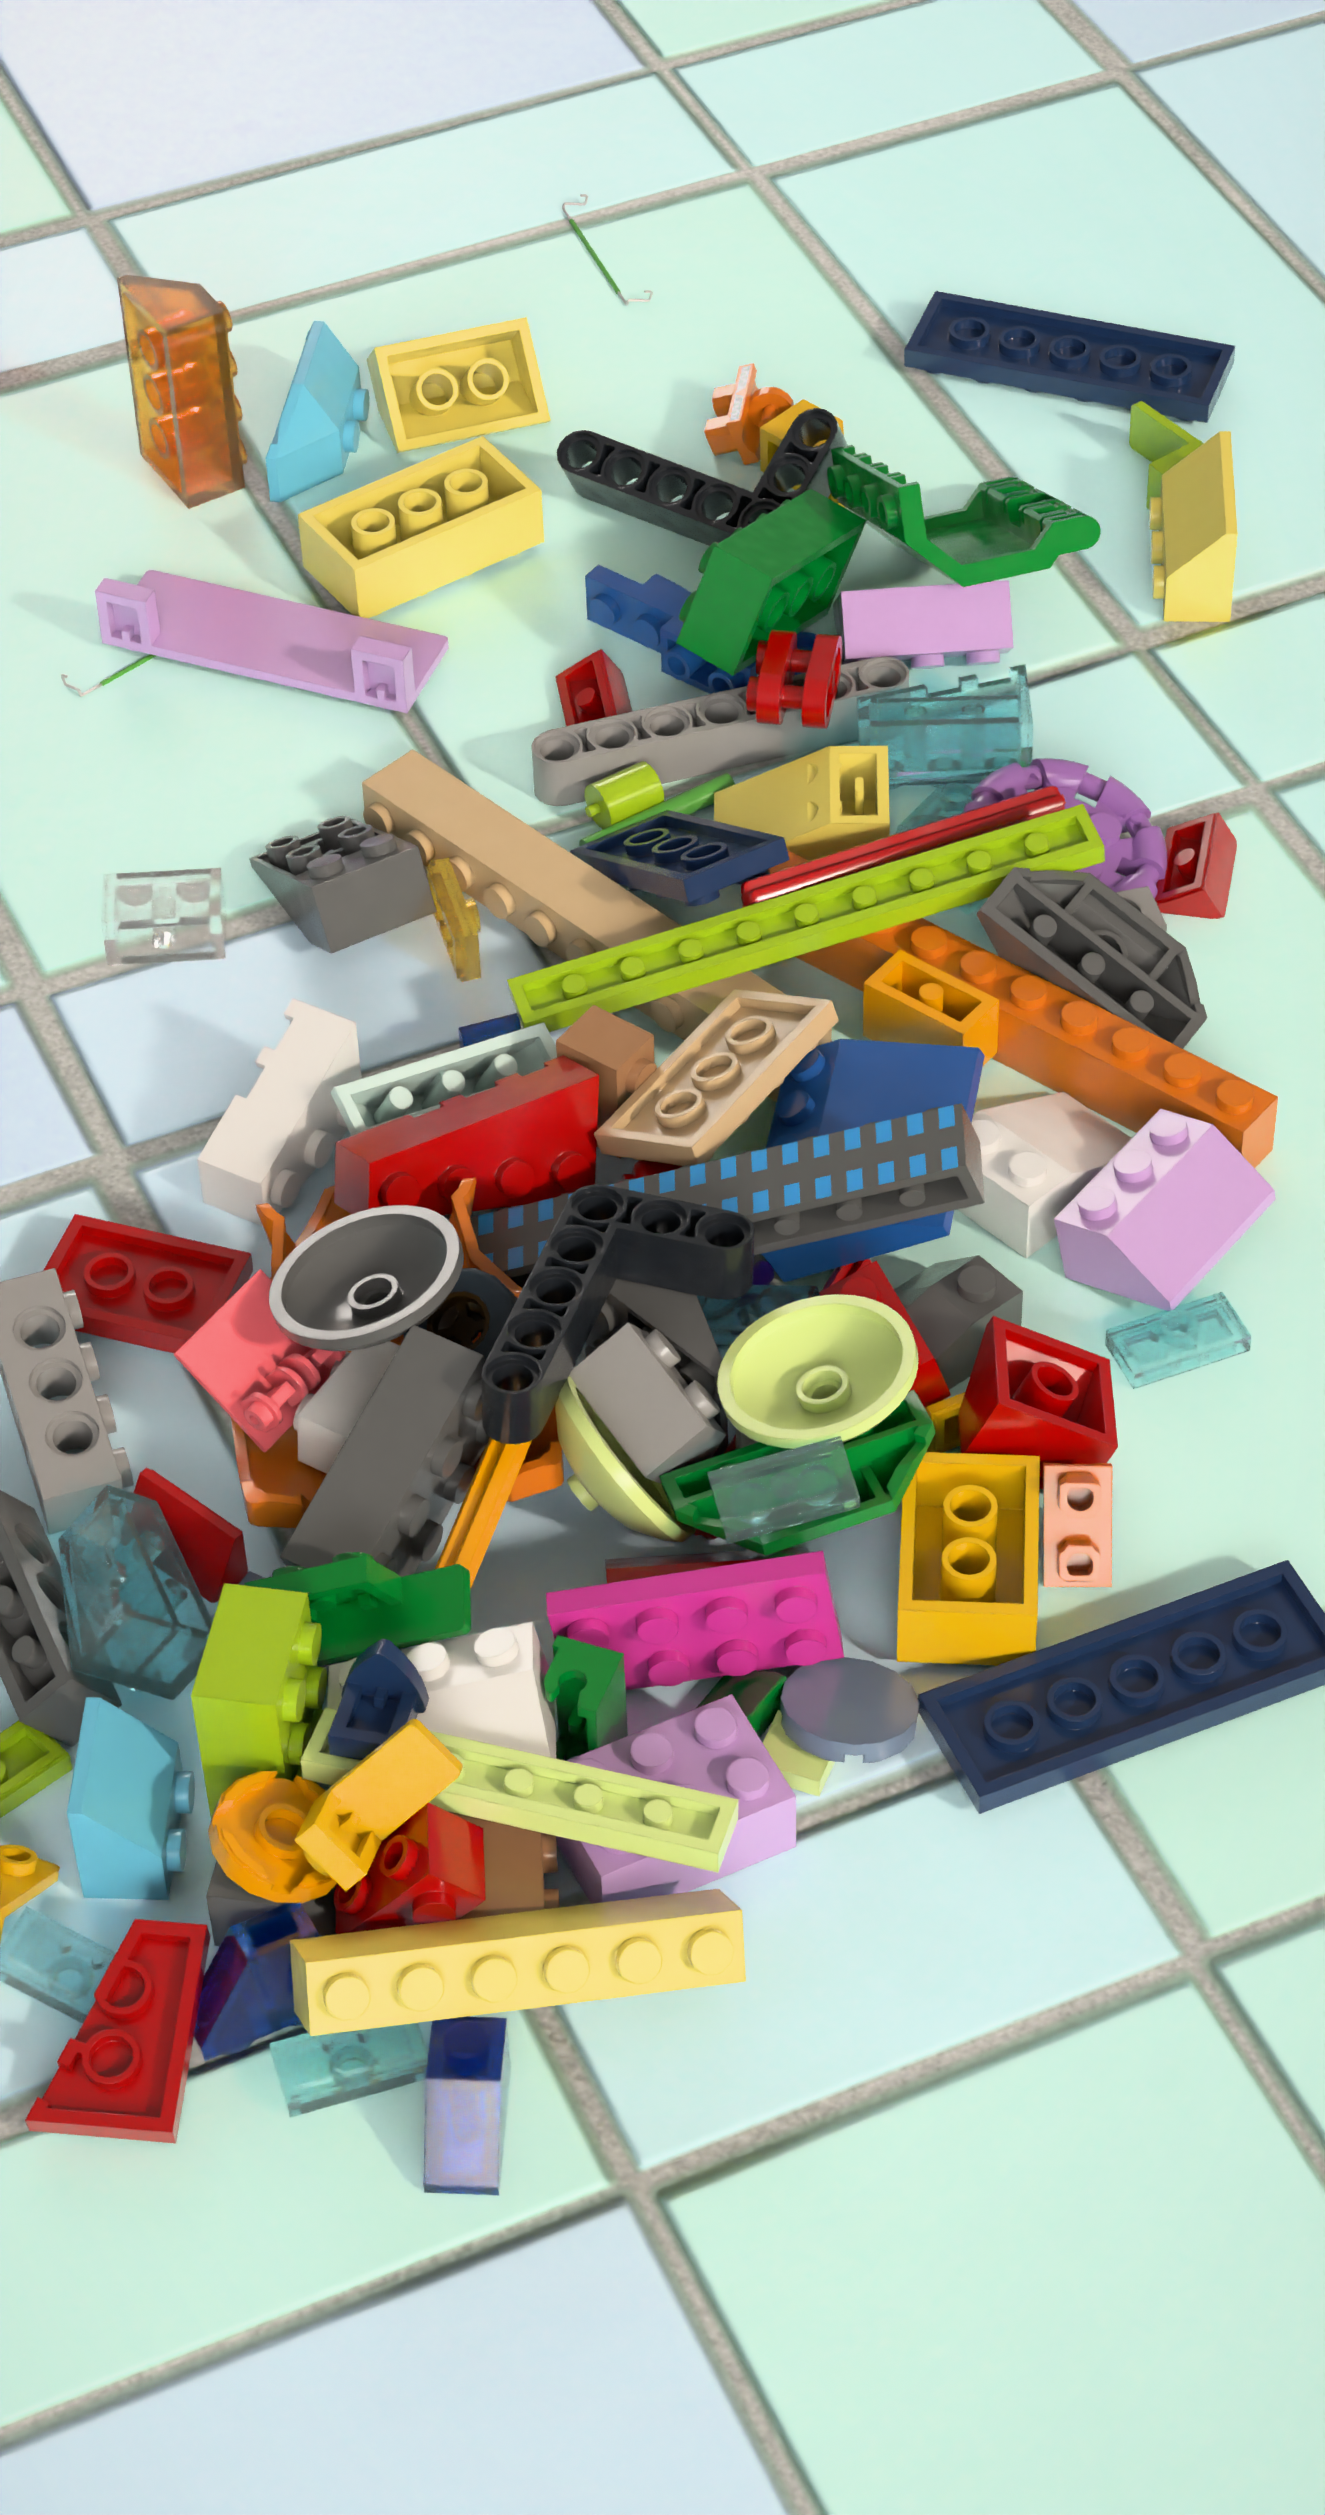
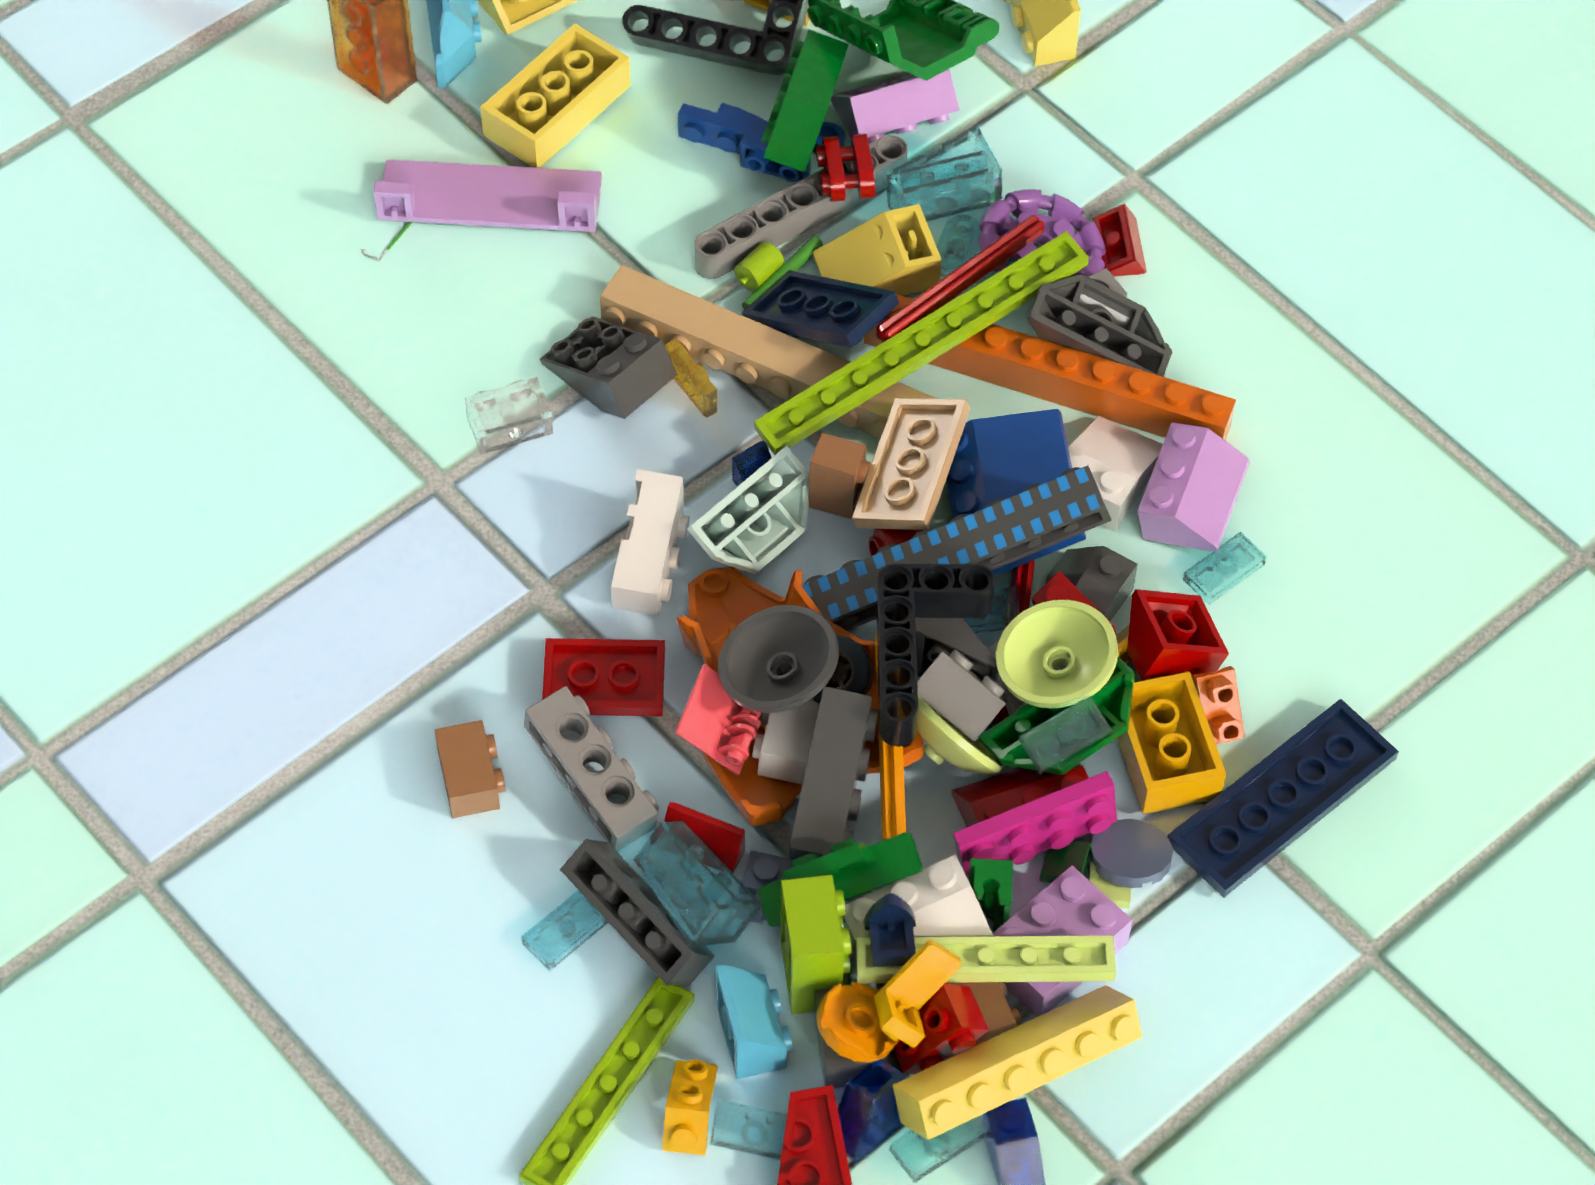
camera: 20 degrees left, 10 degrees up
(517, 1139) = (803, 533): red wedge -> none
(592, 690) = (708, 196): red slope -> none
(927, 1006) = (1008, 384): light orange brick -> none

